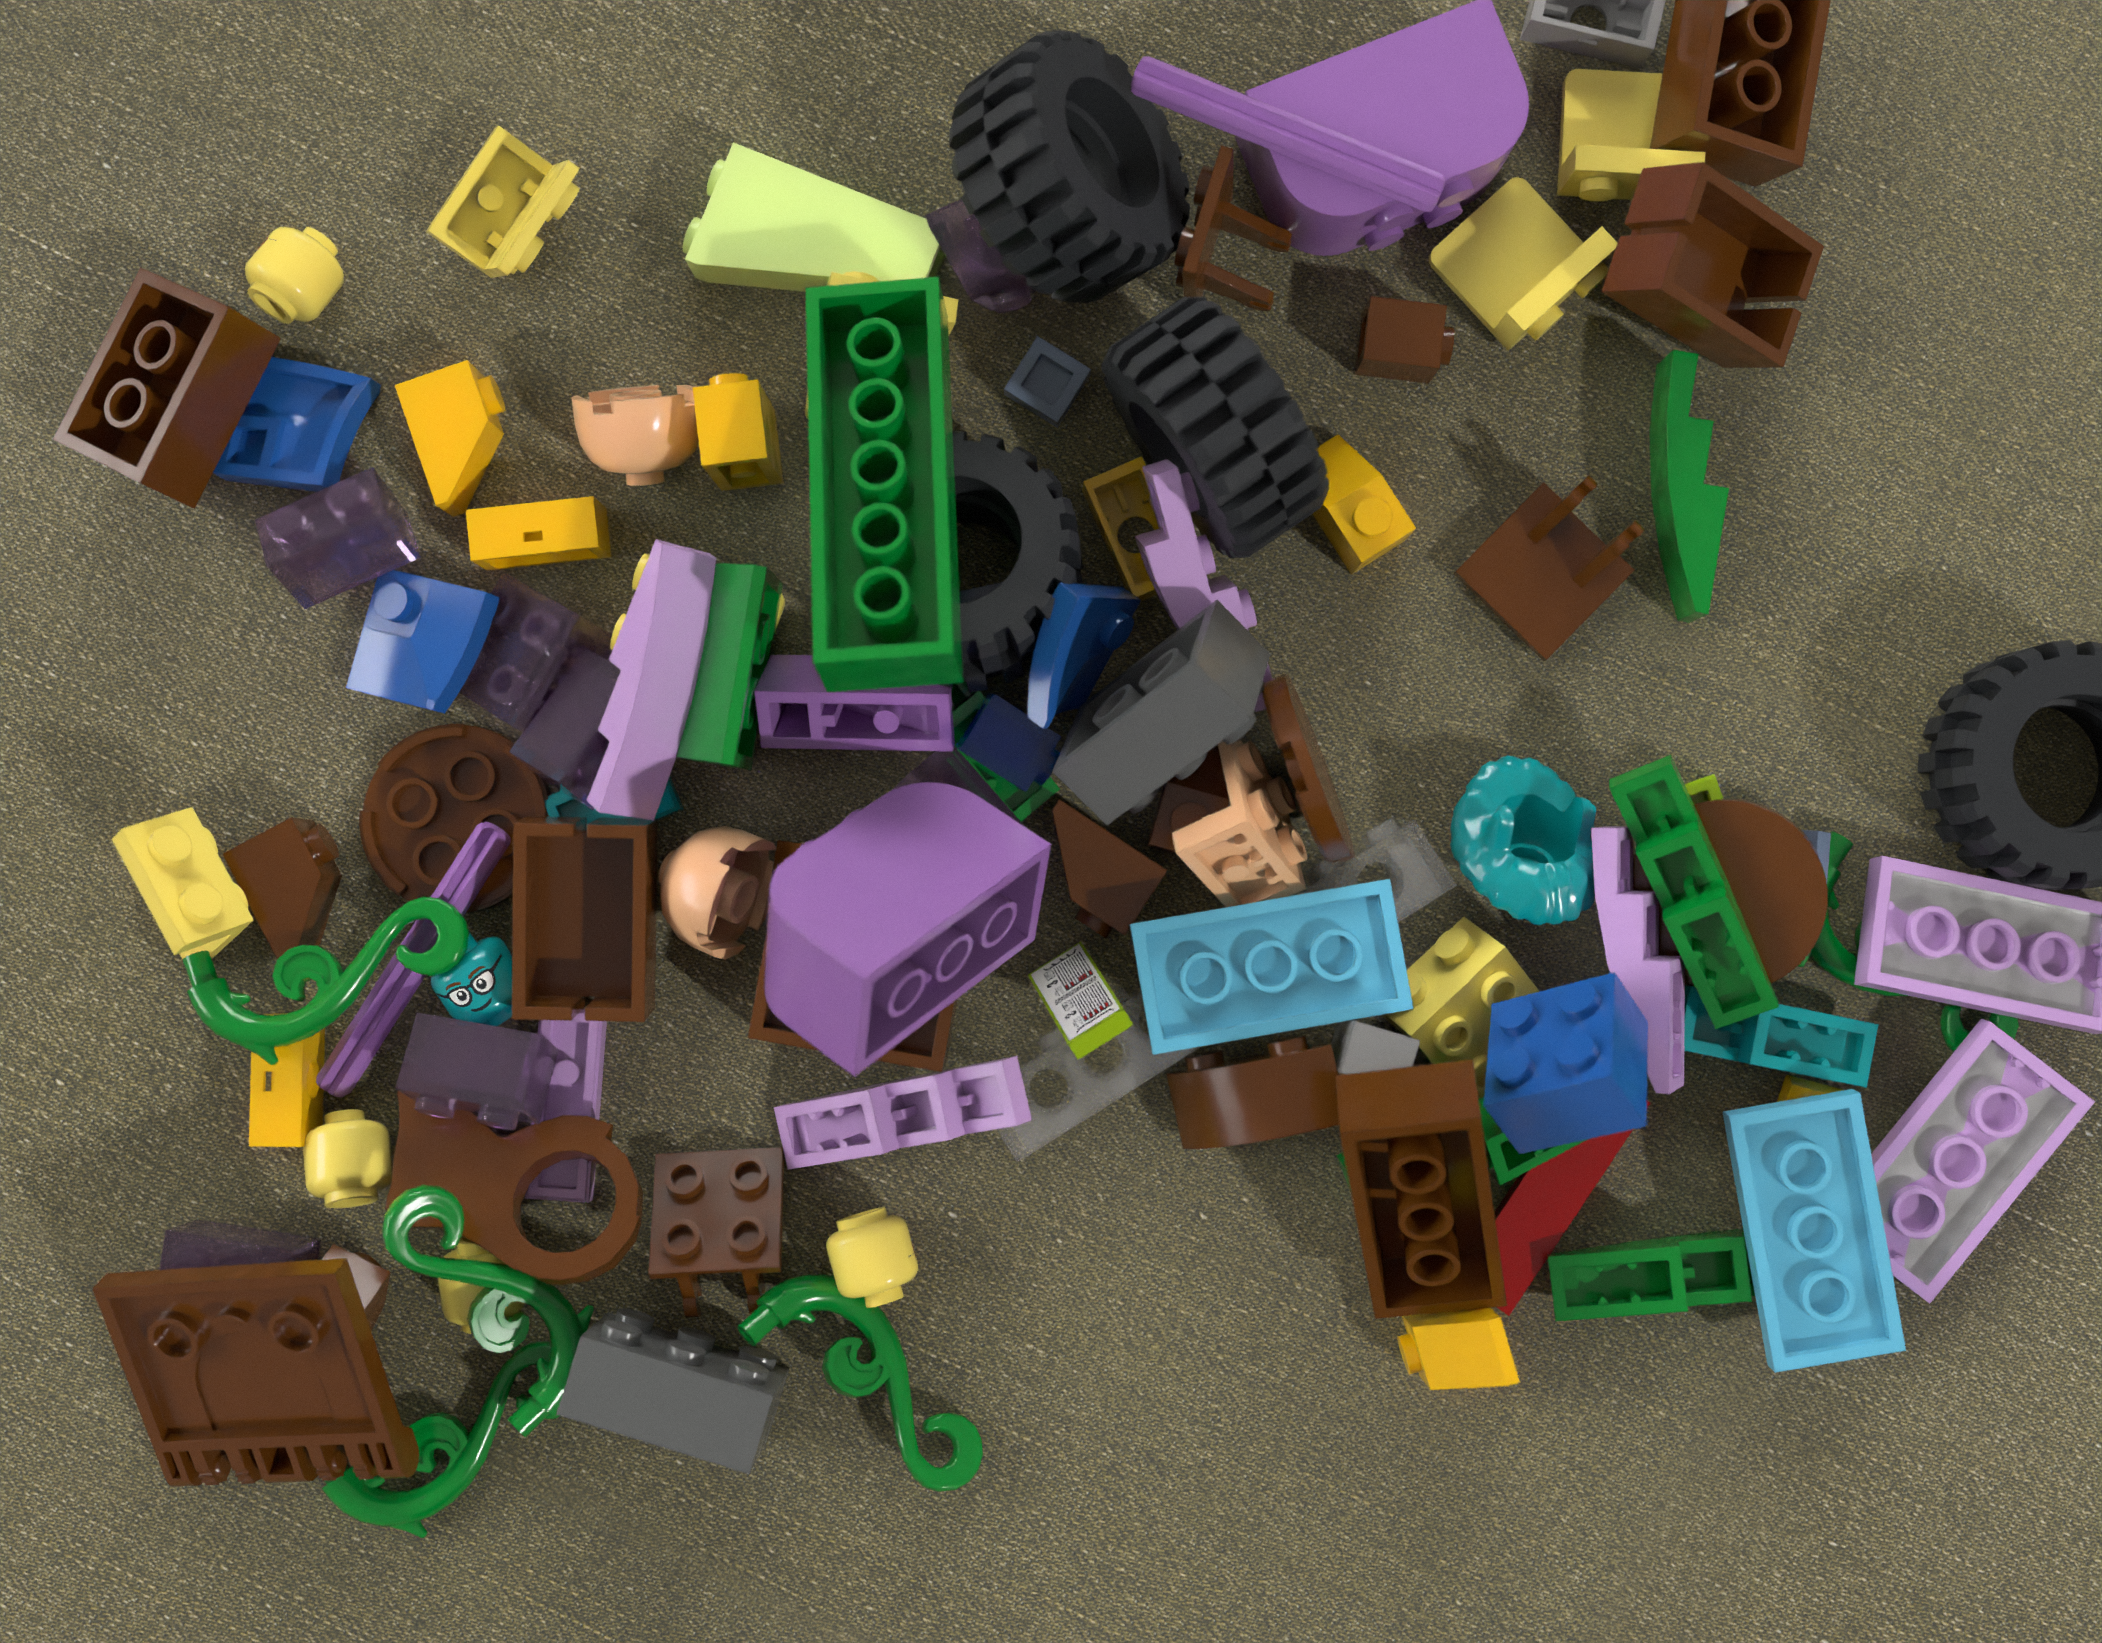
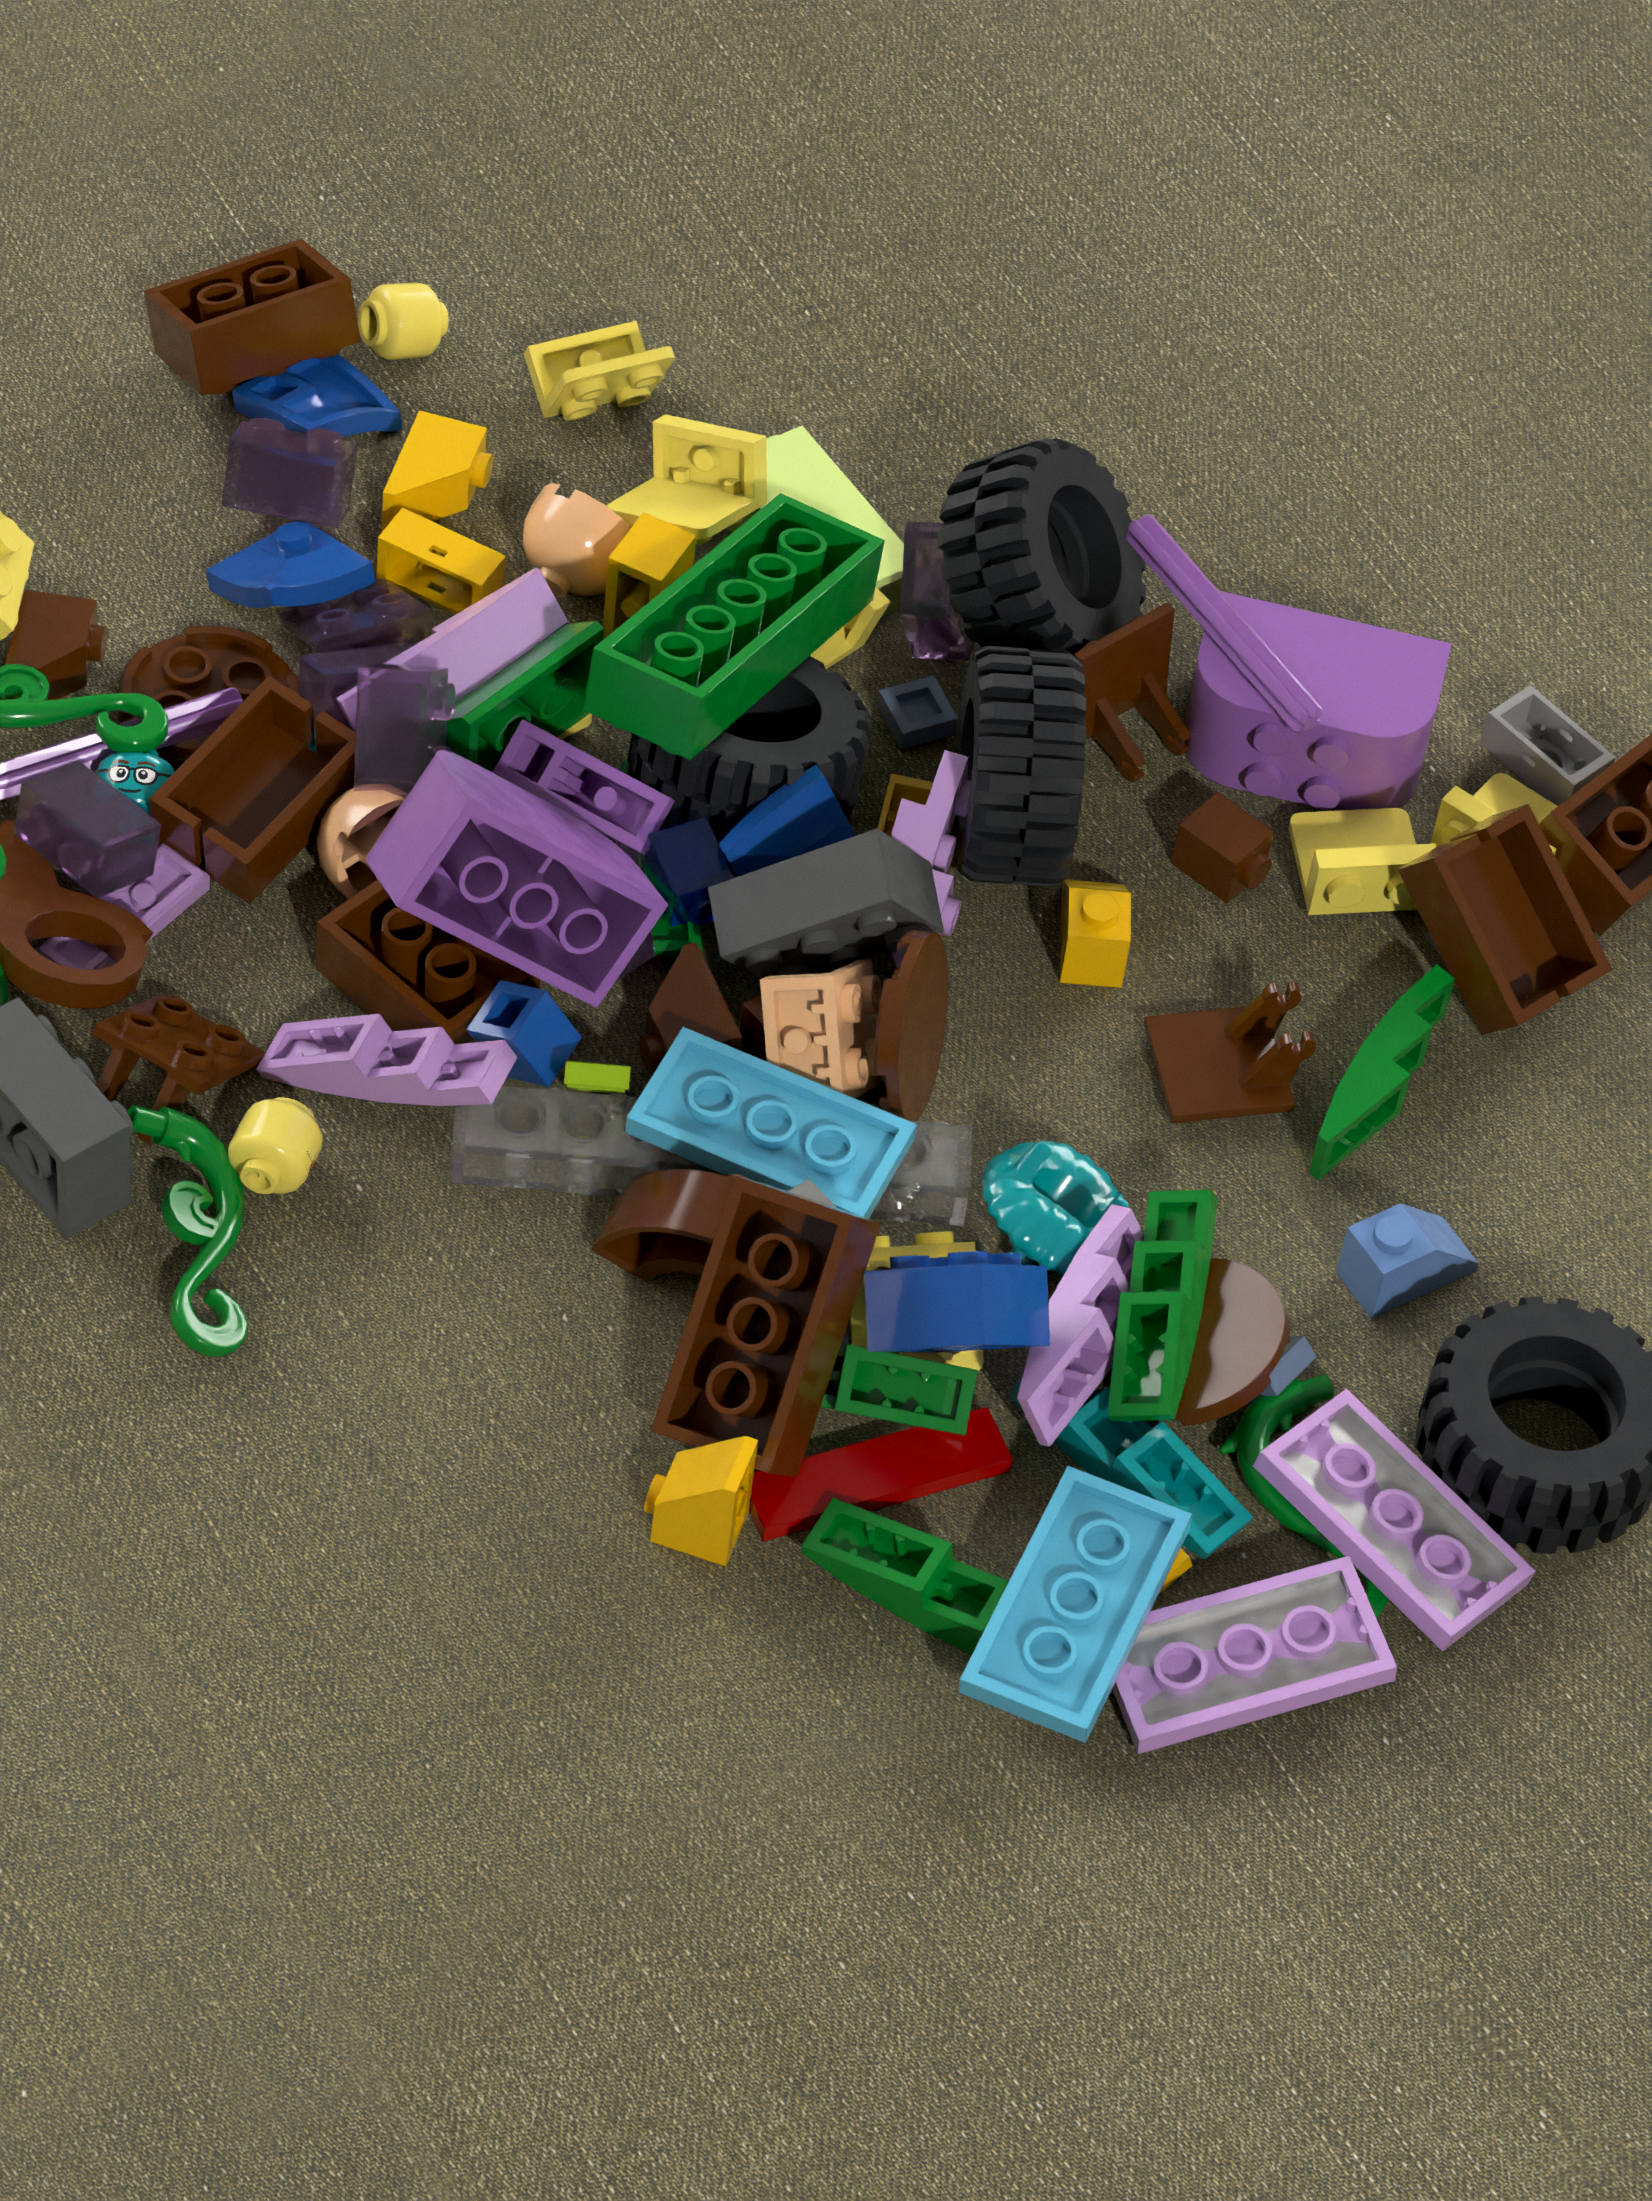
camera: 25 degrees right, 35 degrees down
(675, 805) = (399, 724): none -> clear purple brick
(704, 303) = (701, 477): none -> light yellow bracket
(999, 1018) = (531, 1027): none -> blue brick
(1826, 666) = (1400, 1258): none -> medium blue slope

